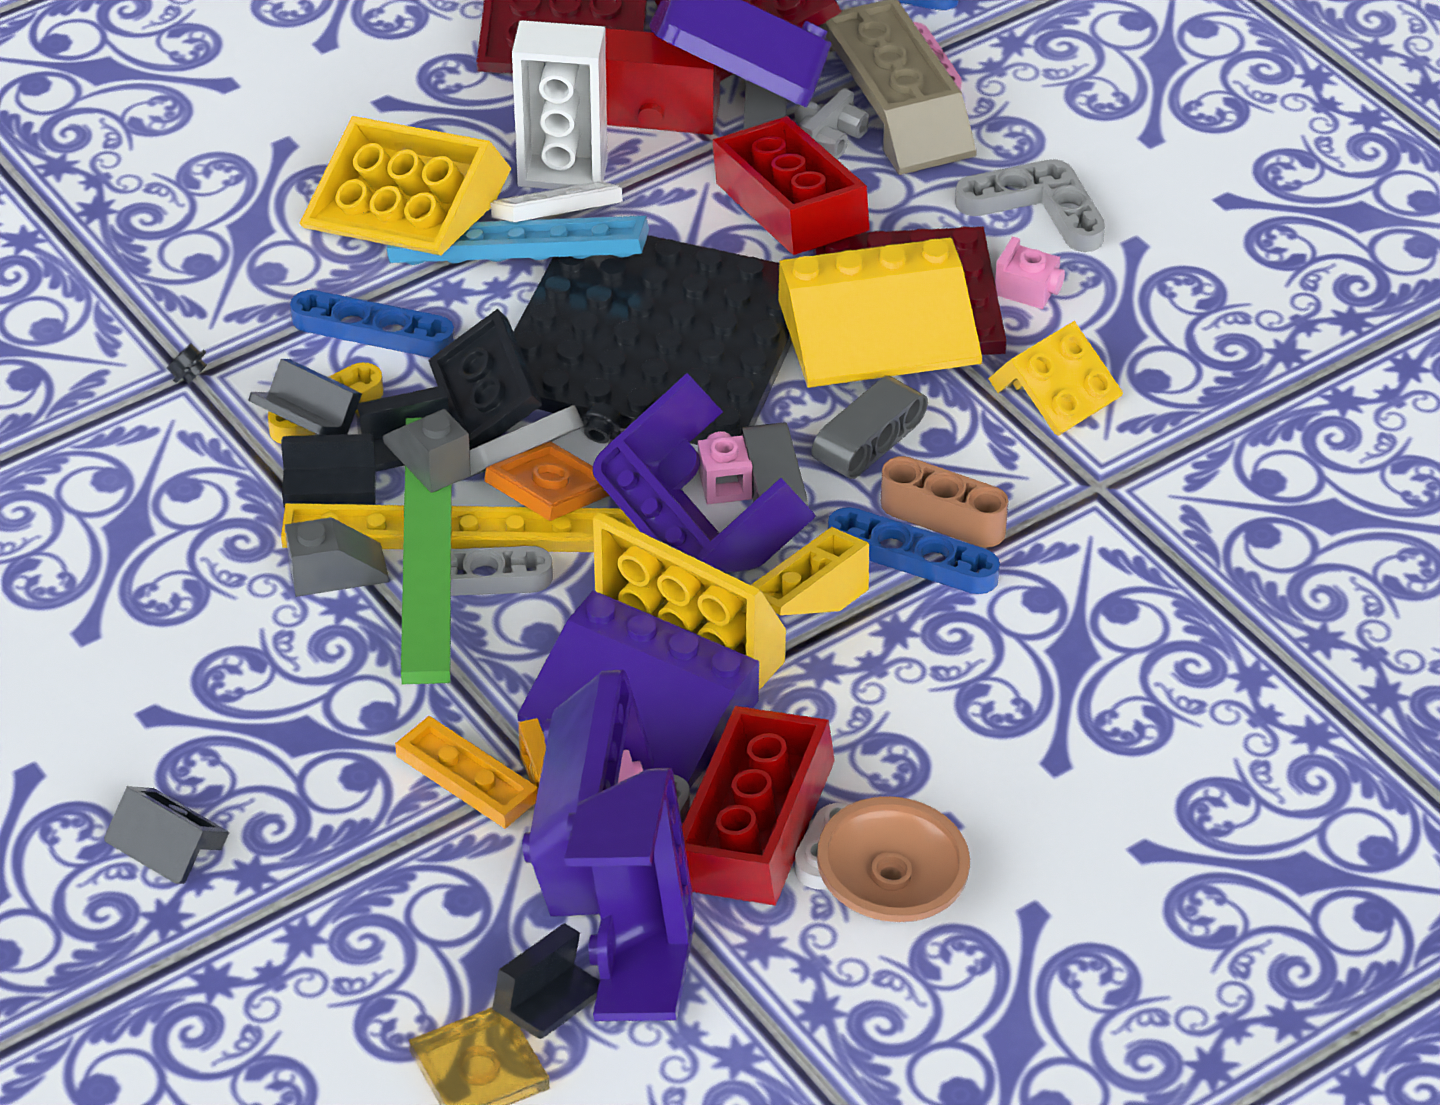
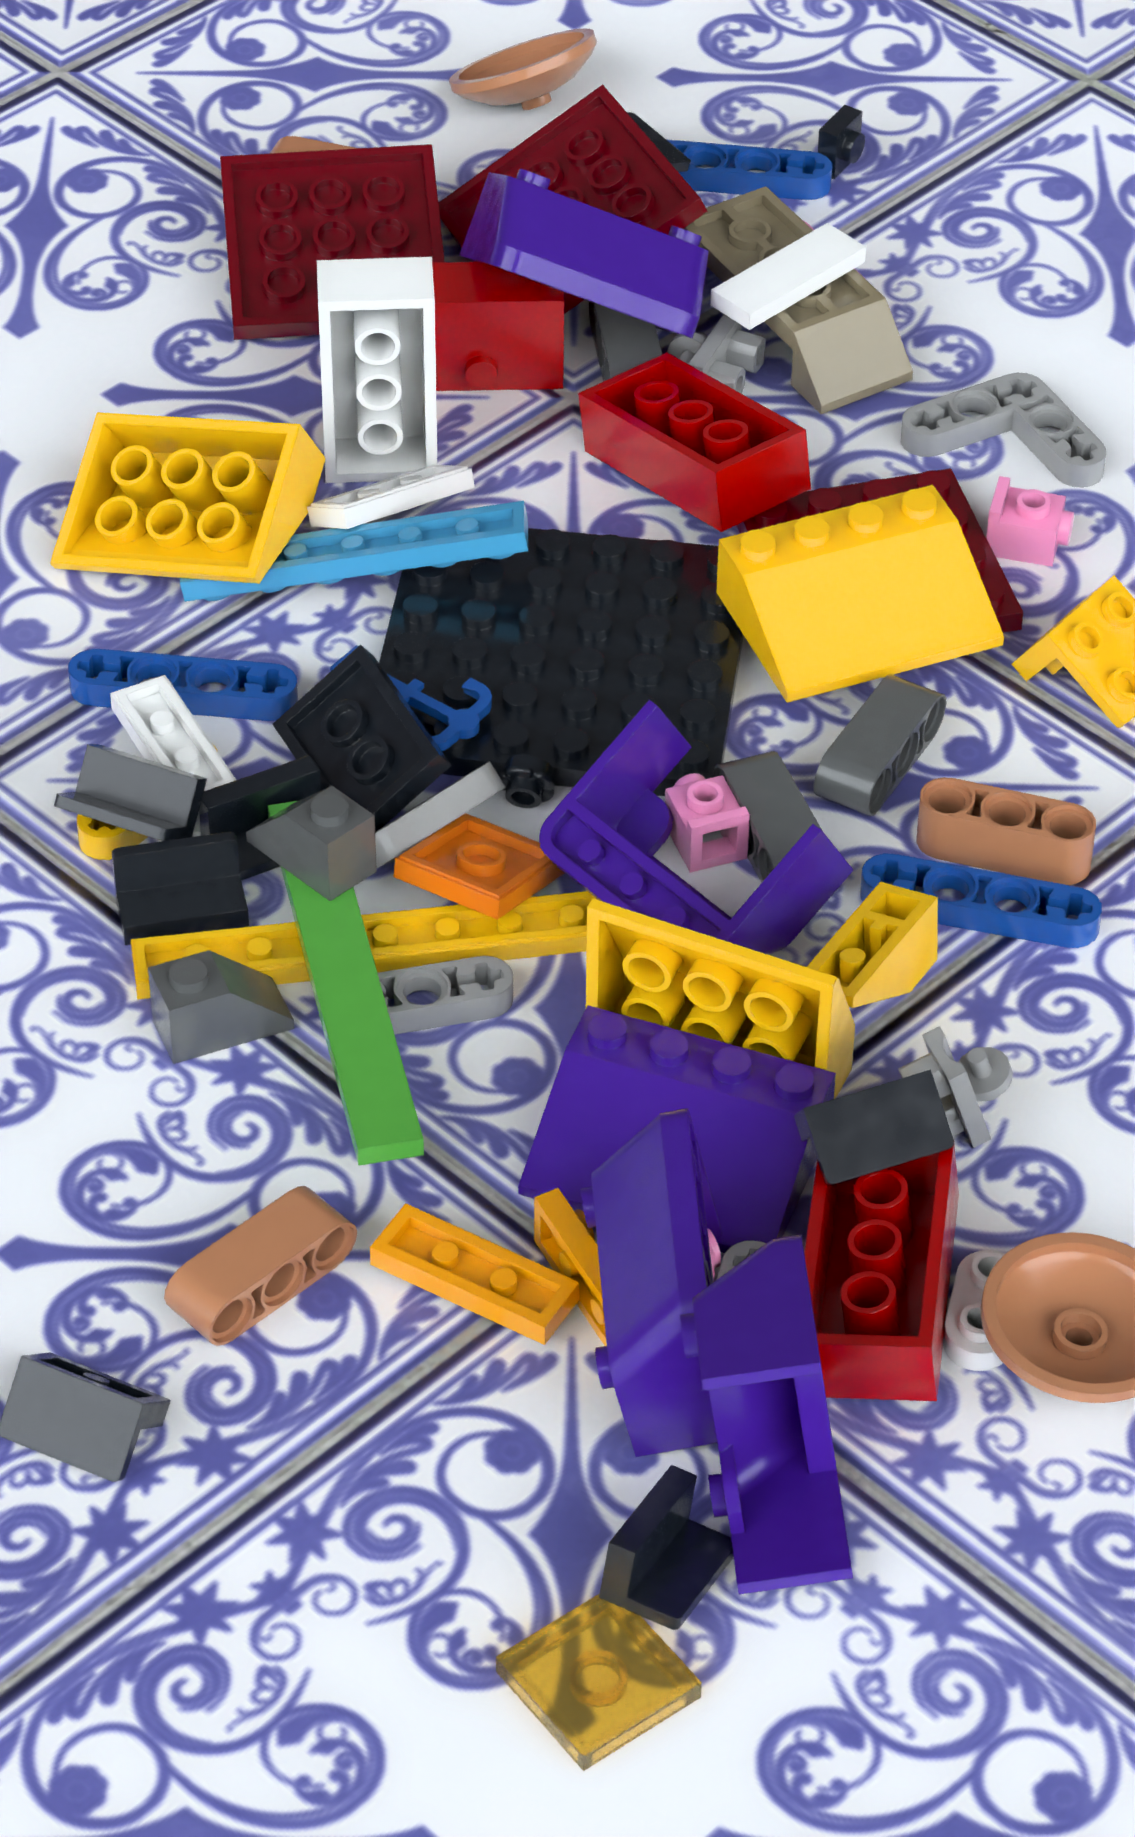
camera: 10 degrees left, 0 degrees up
(316, 746) = (260, 1265): none -> nougat beam
(348, 356) = (168, 731): none -> white tile
(561, 374) = (461, 722): none -> blue piece
(772, 703) = (876, 1128): none -> black panel
(844, 685) = (976, 1077): none -> light grey hips
(890, 67) = (788, 276): none -> white tile

